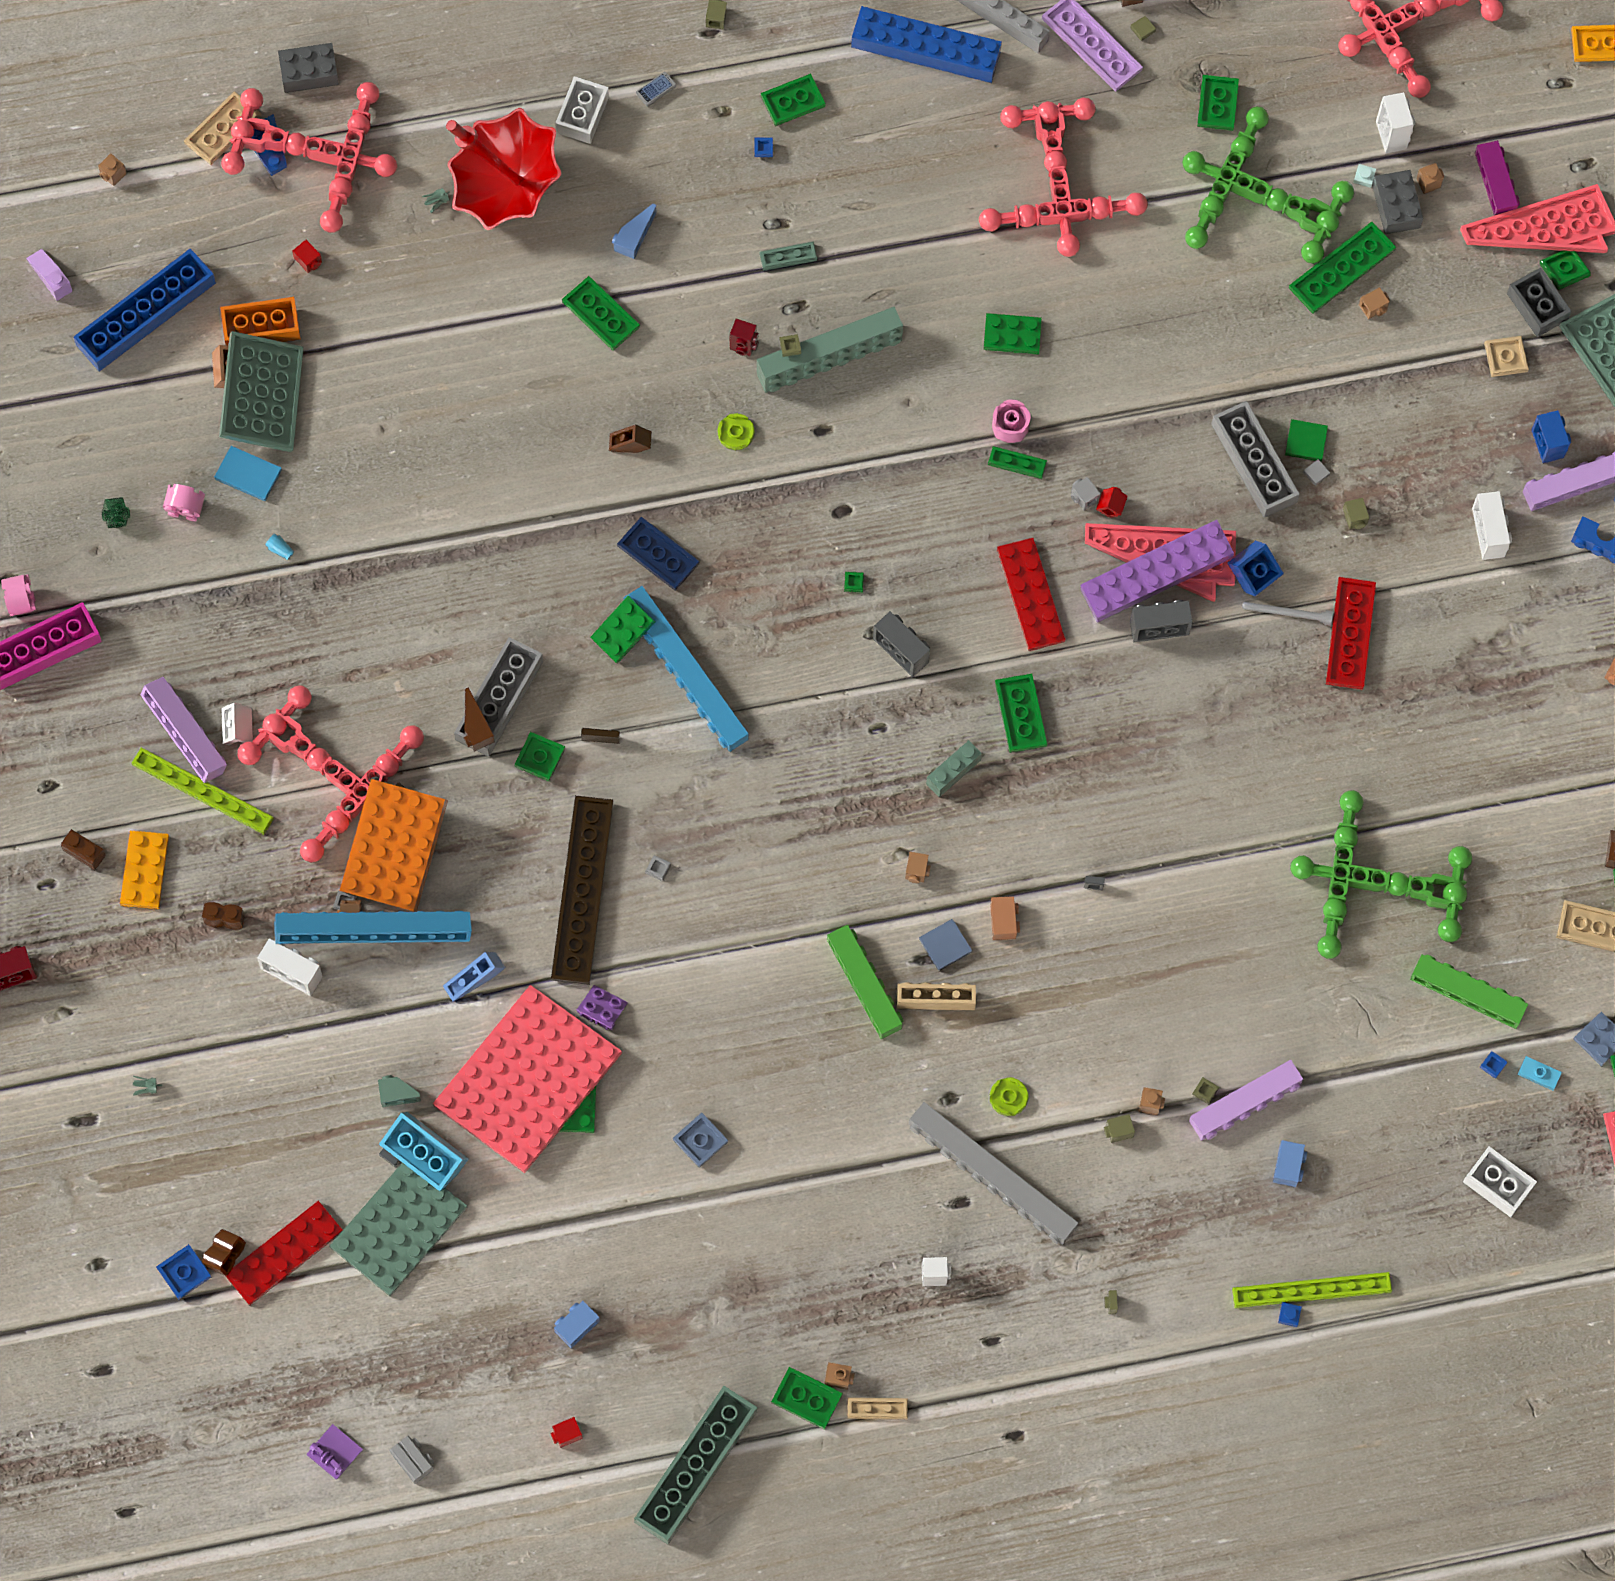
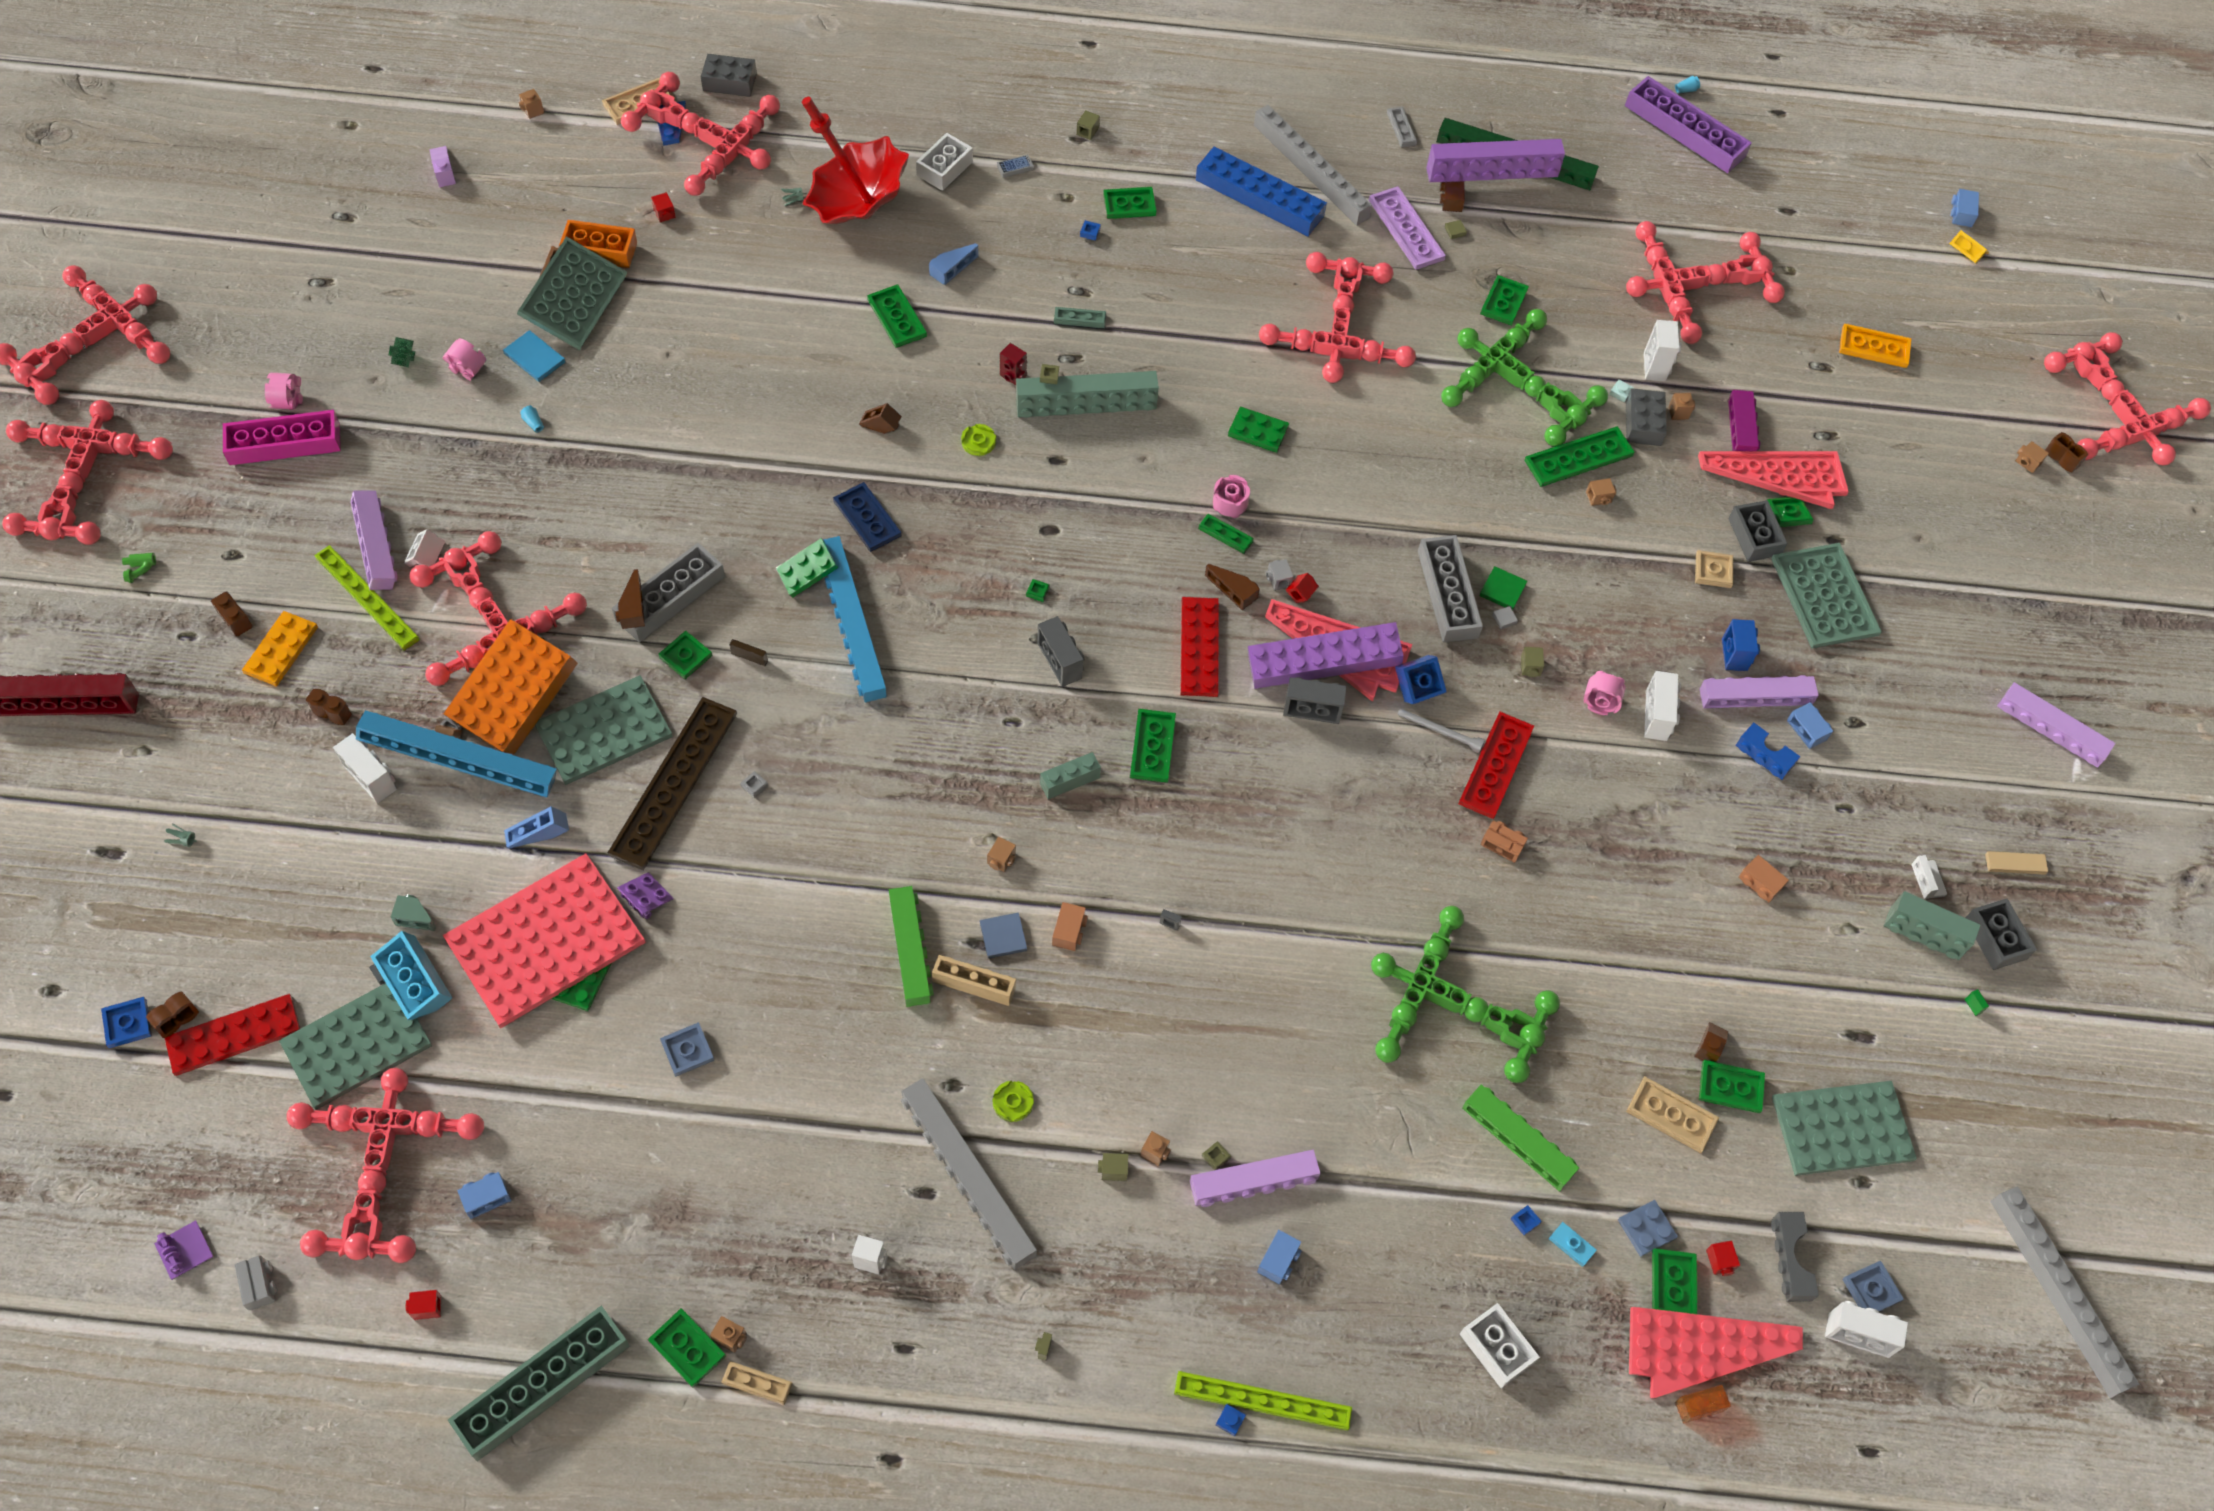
camera: 15 degrees right, 10 degrees down
(144, 310) = (505, 208): blue brick -> none
(473, 1341) = (373, 1180): none -> coral piece
(492, 857) = (603, 729): none -> sand green plate
(1046, 520) = (1235, 586): none -> reddish brown slope
(1379, 709) = (1504, 841): none -> nougat brick
(1433, 528) = (1604, 693): none -> bright pink brick

